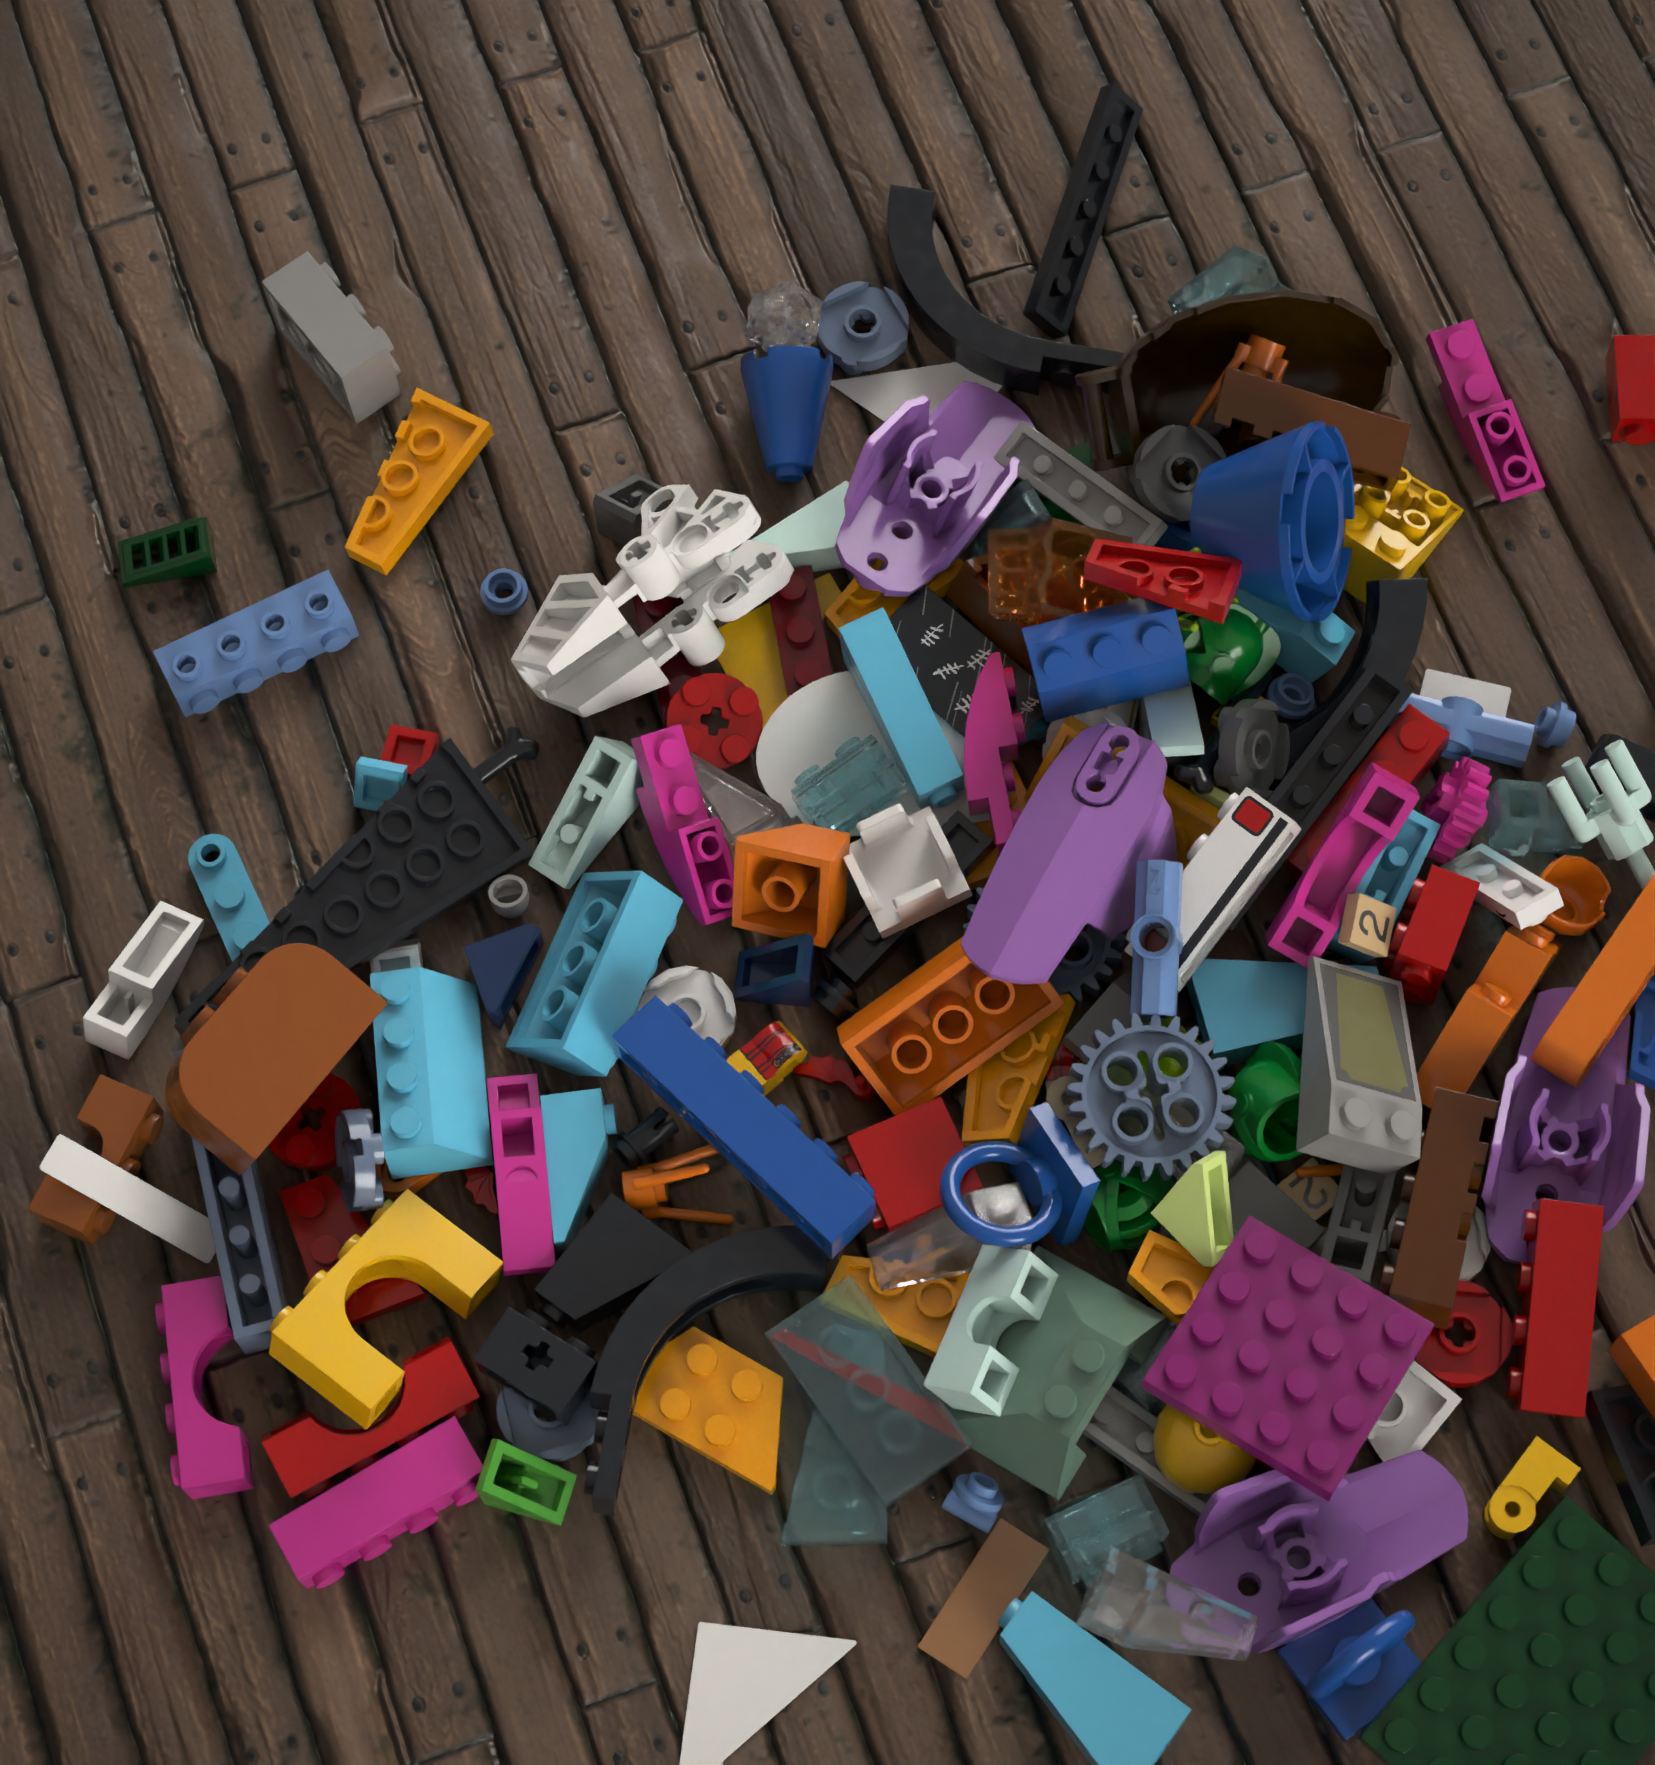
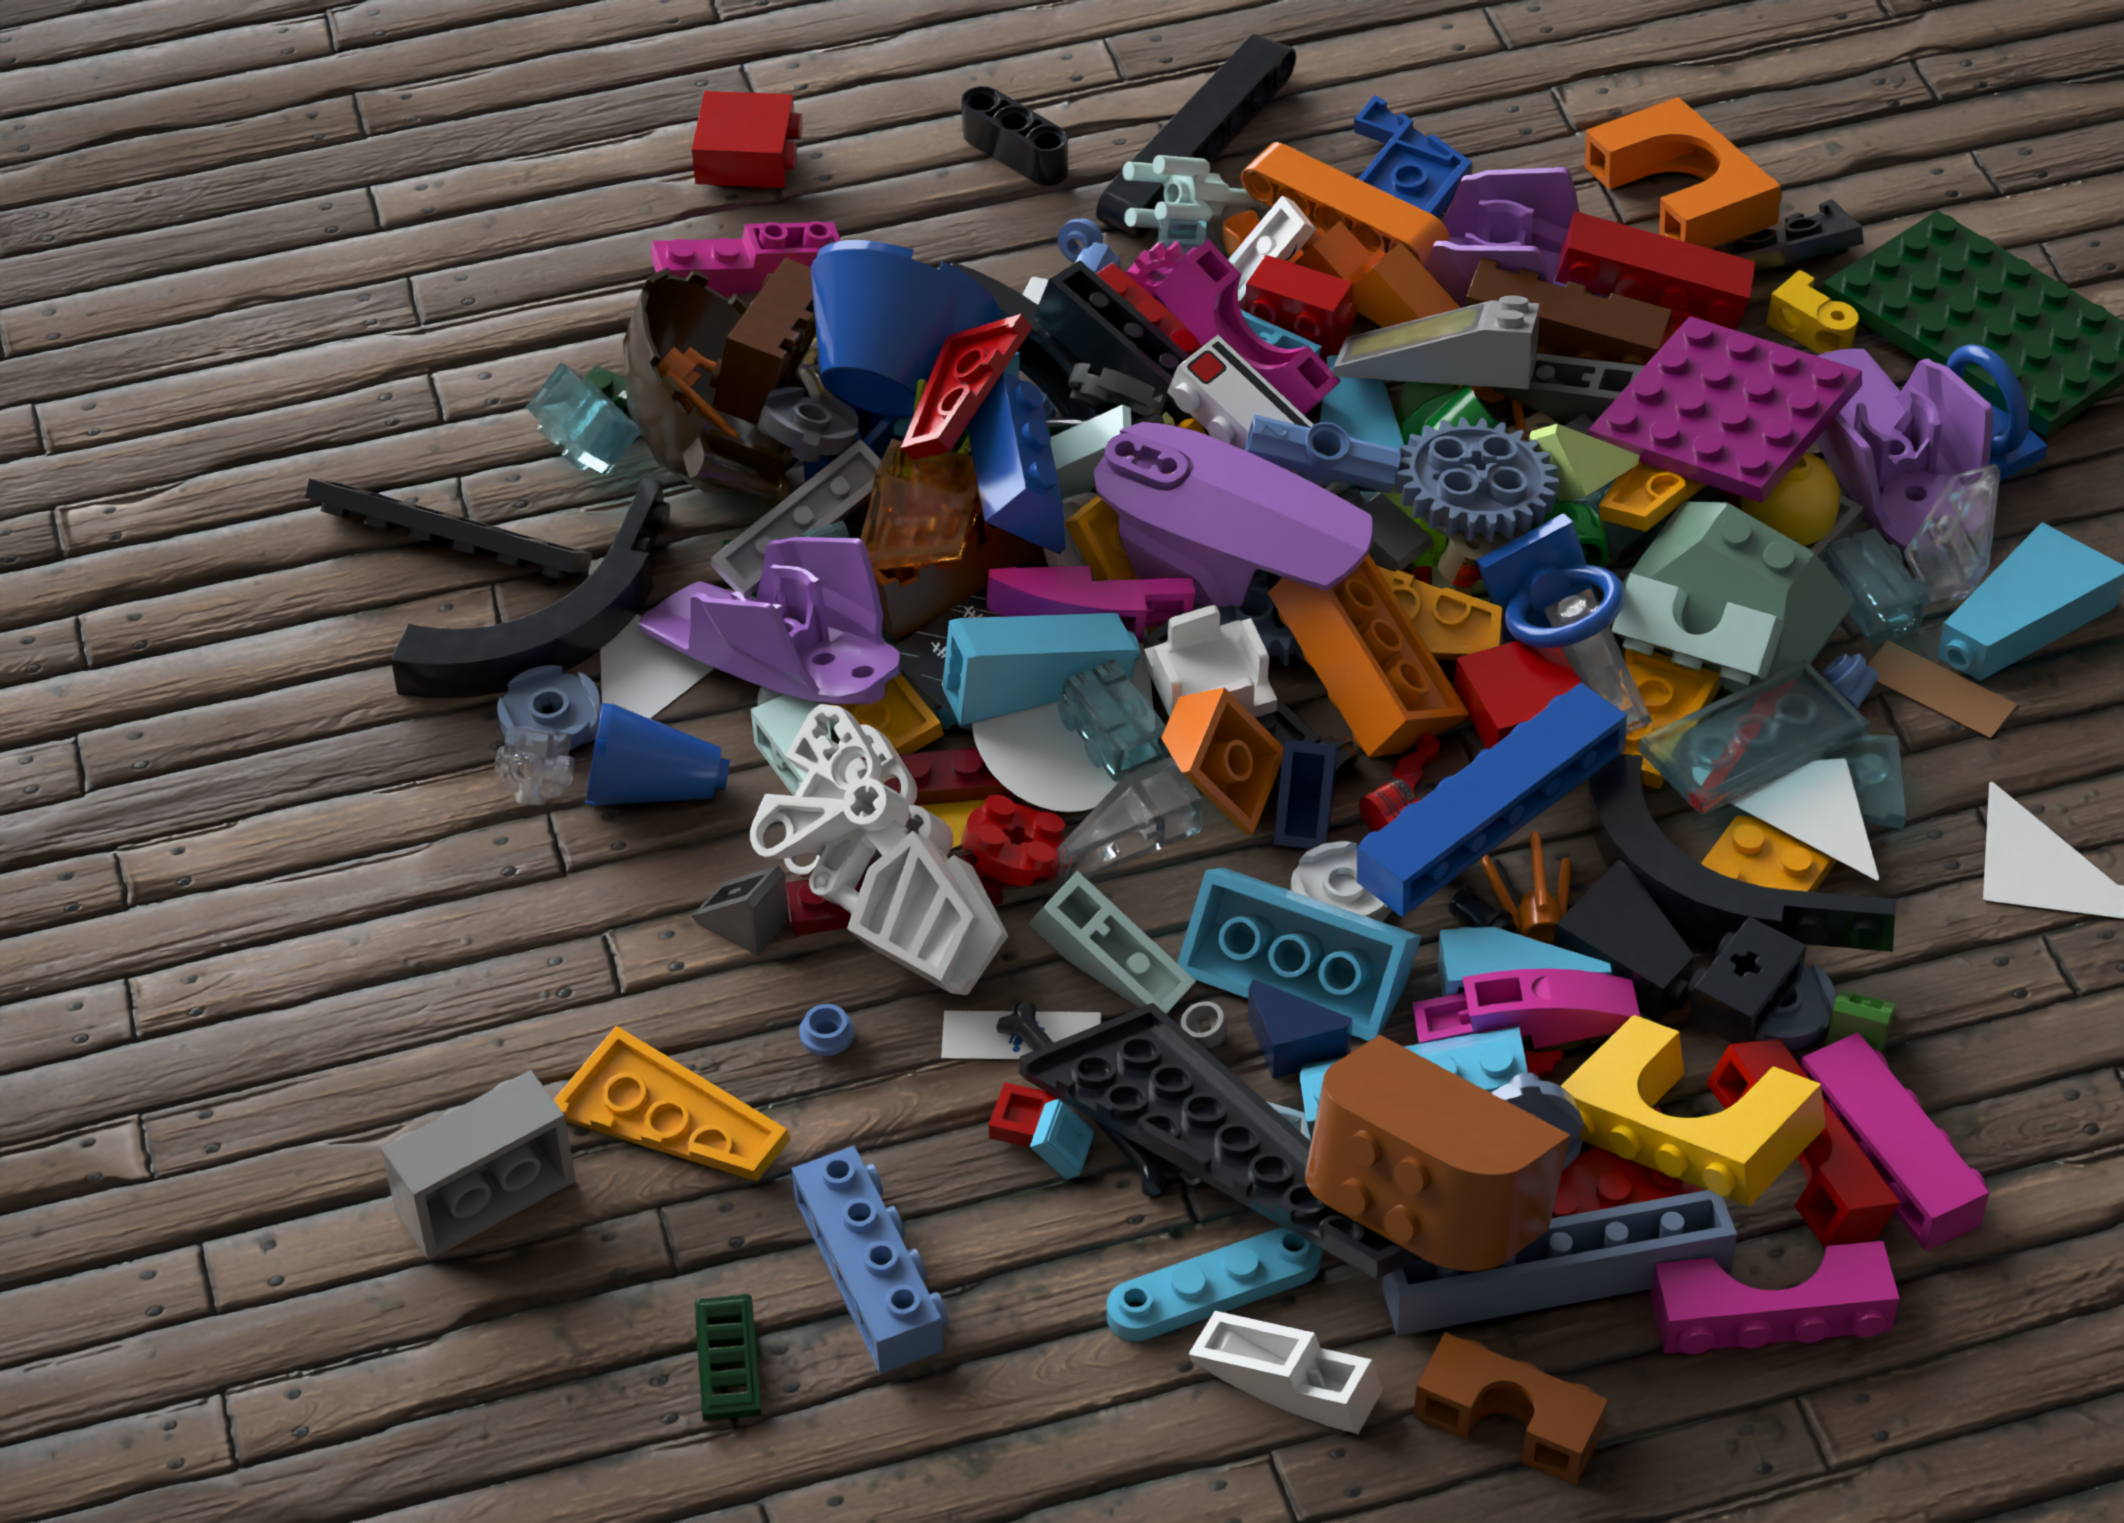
camera: 90 degrees left, 20 degrees down
(130, 1197) = (1562, 1359): white sticker -> none
(519, 784) = (976, 1037): none -> white sticker
(677, 818) = (1152, 863): dark pink slope -> none
(781, 1453) = (1818, 809): none -> white sticker
(1367, 925) = (1300, 335): tan tile -> none

